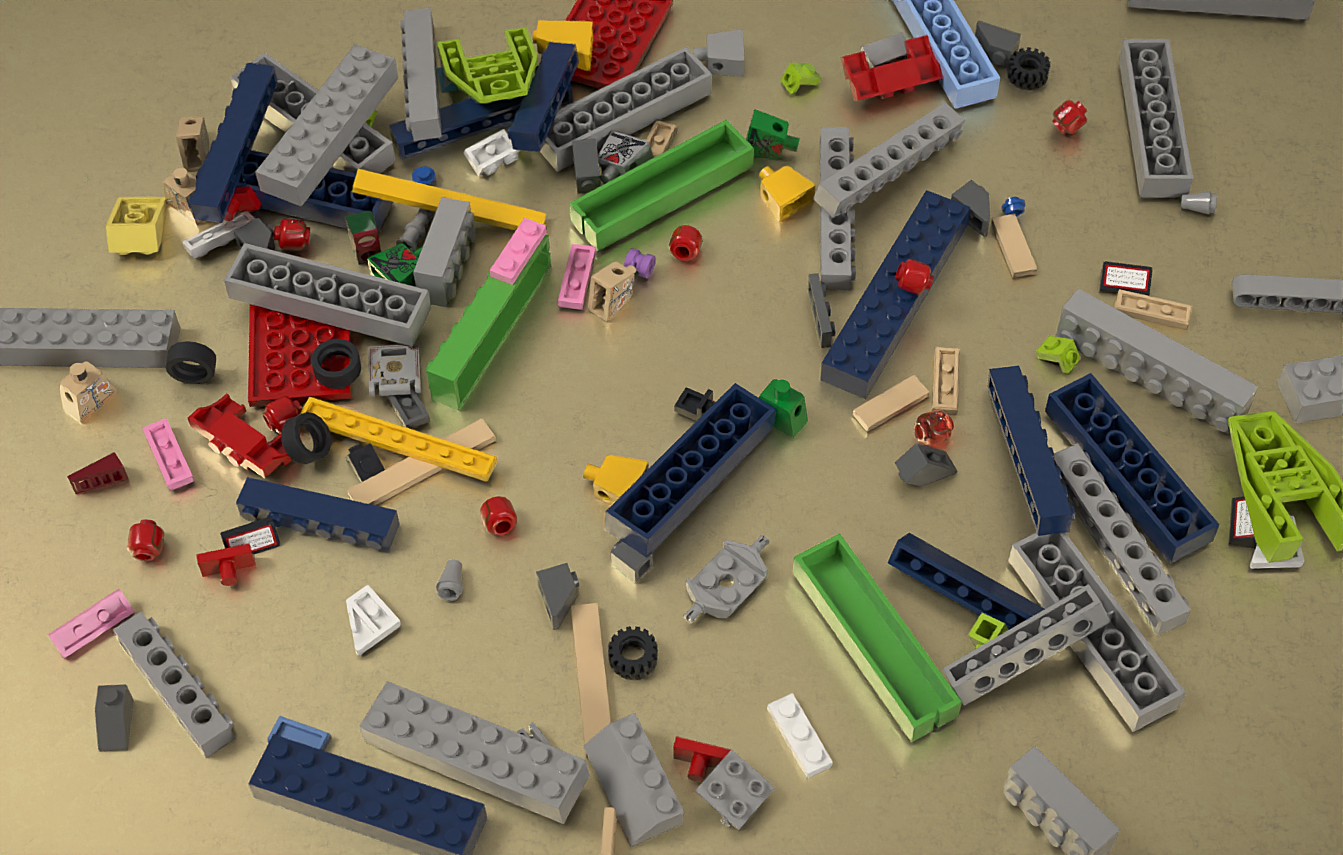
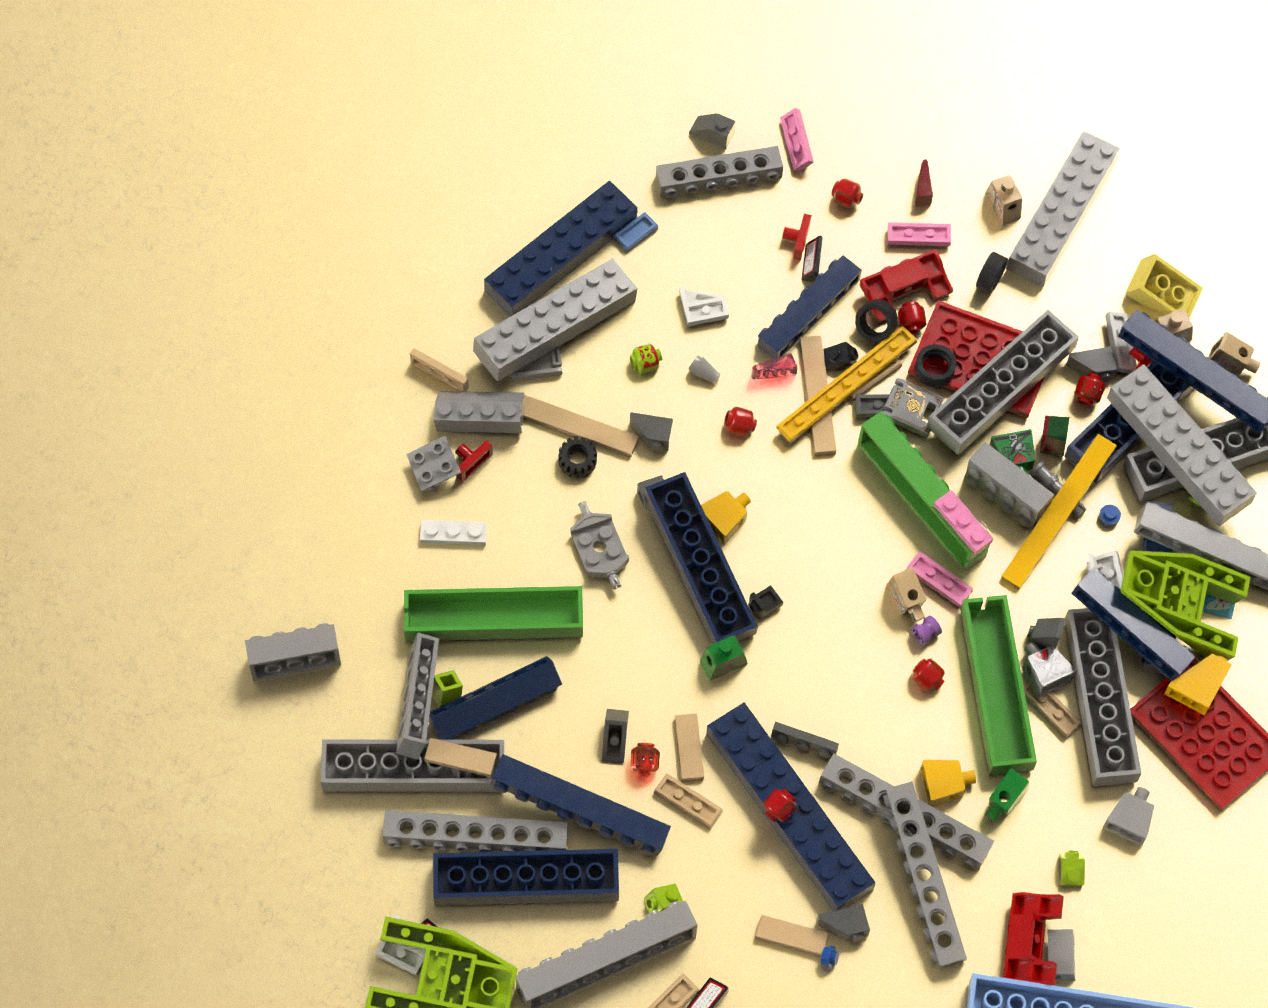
camera: 115 degrees right, 10 degrees up
(411, 512) = (776, 368): none -> clear pink slope
(469, 643) = (645, 358): none -> lime head
(1059, 563) = (460, 757): none -> tan tile

